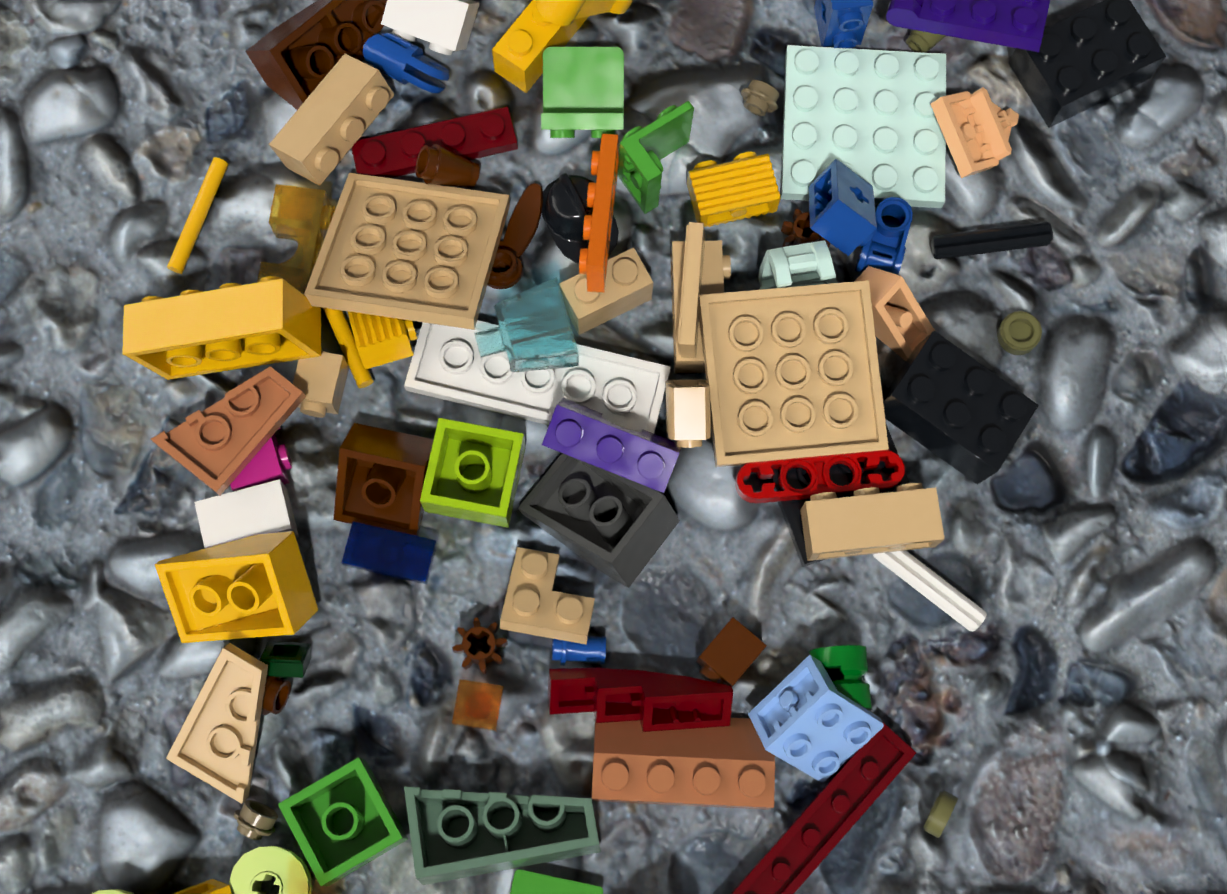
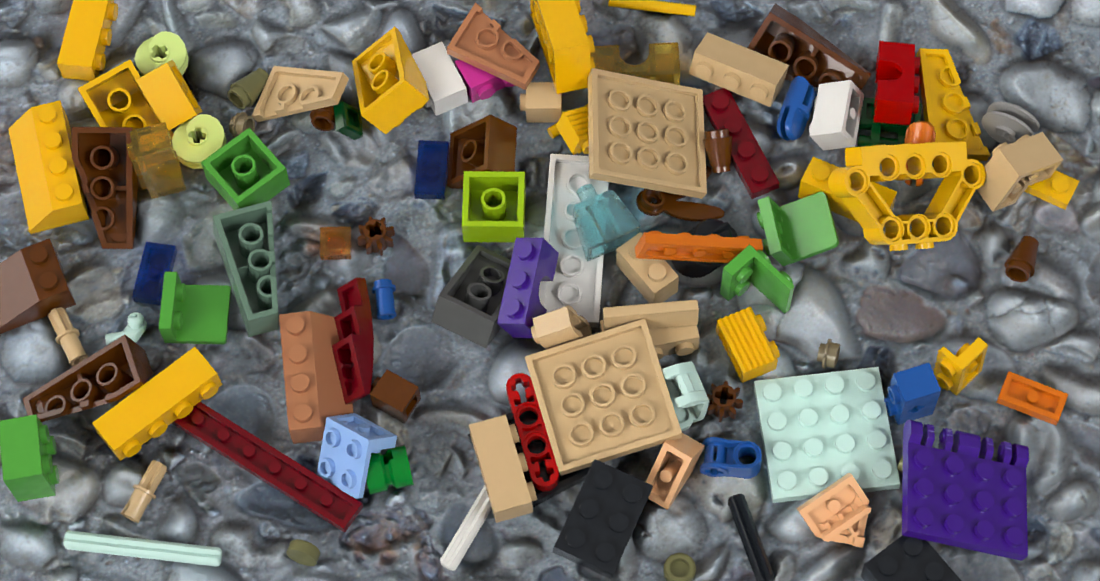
camera: 85 degrees right, 10 degrees down
(195, 802) = (247, 90): none -> olive cone
(537, 609) = (409, 262): tan plate -> none
(842, 208) = (741, 414): blue brick -> none

